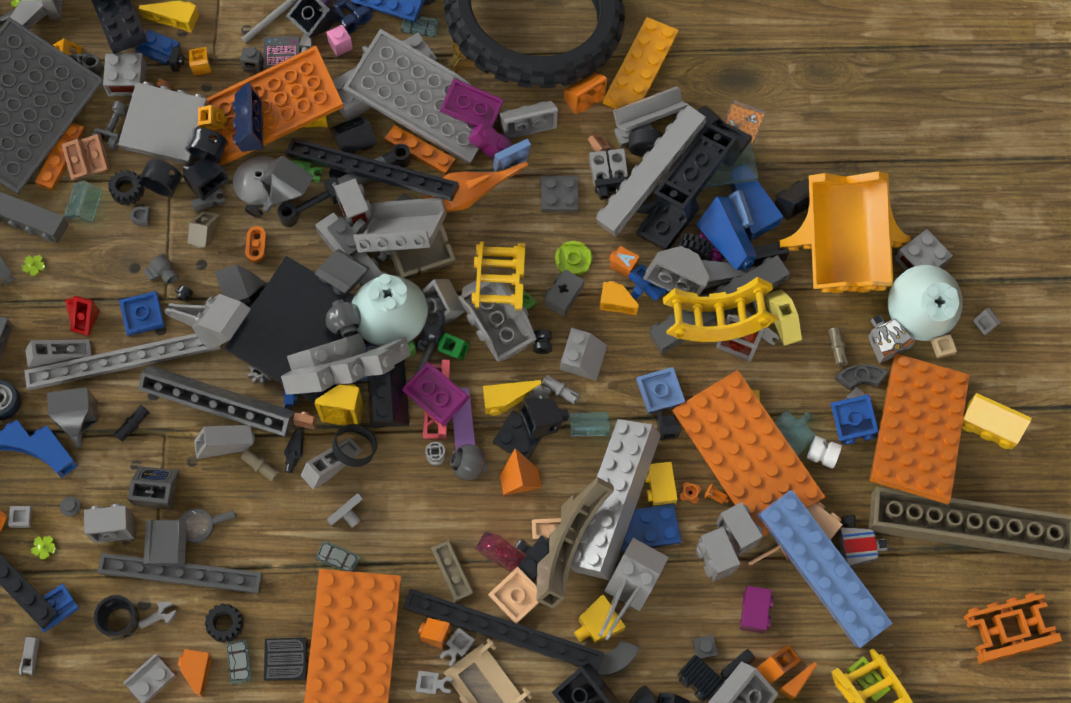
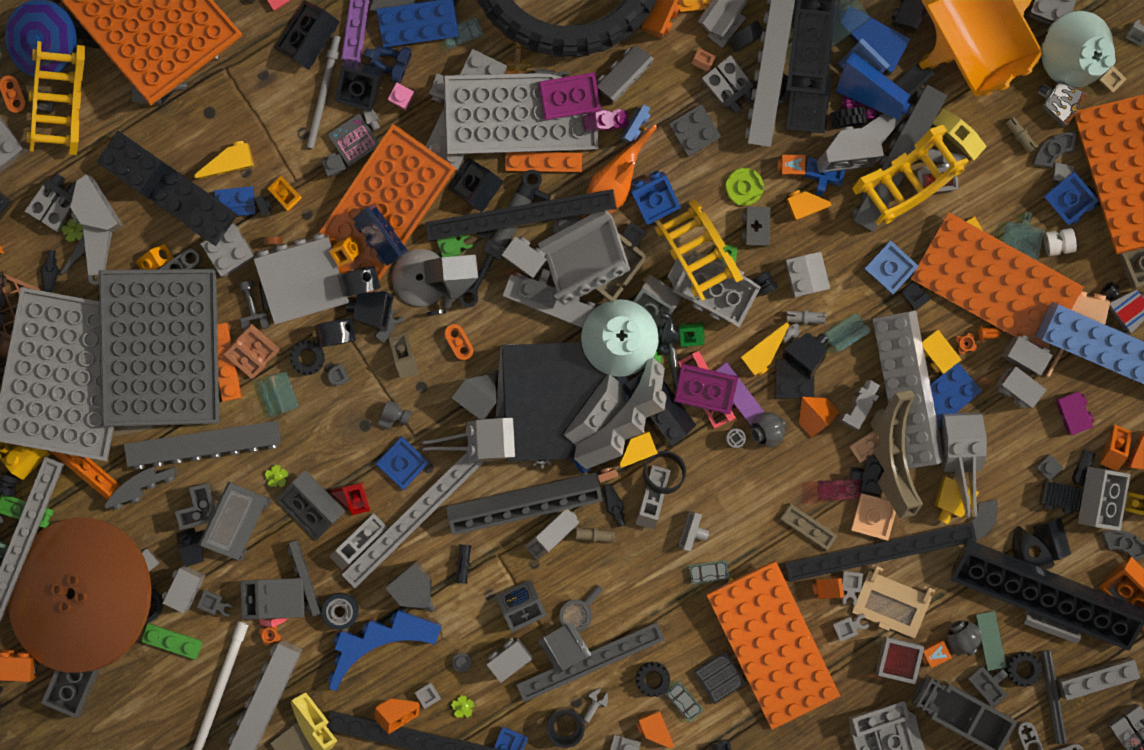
camera: 30 degrees left, 20 degrees up
(42, 300) = (310, 505): none -> dark grey slope
(184, 293) = (427, 424): black plate -> none
(342, 272) = (559, 329): dark grey slope -> none
(343, 318) = (589, 372): dark grey plant -> none
(457, 242) = (634, 234): none -> black plate
(492, 222) = (654, 197): none -> blue plate
(562, 488) = (860, 406): none -> light grey hips

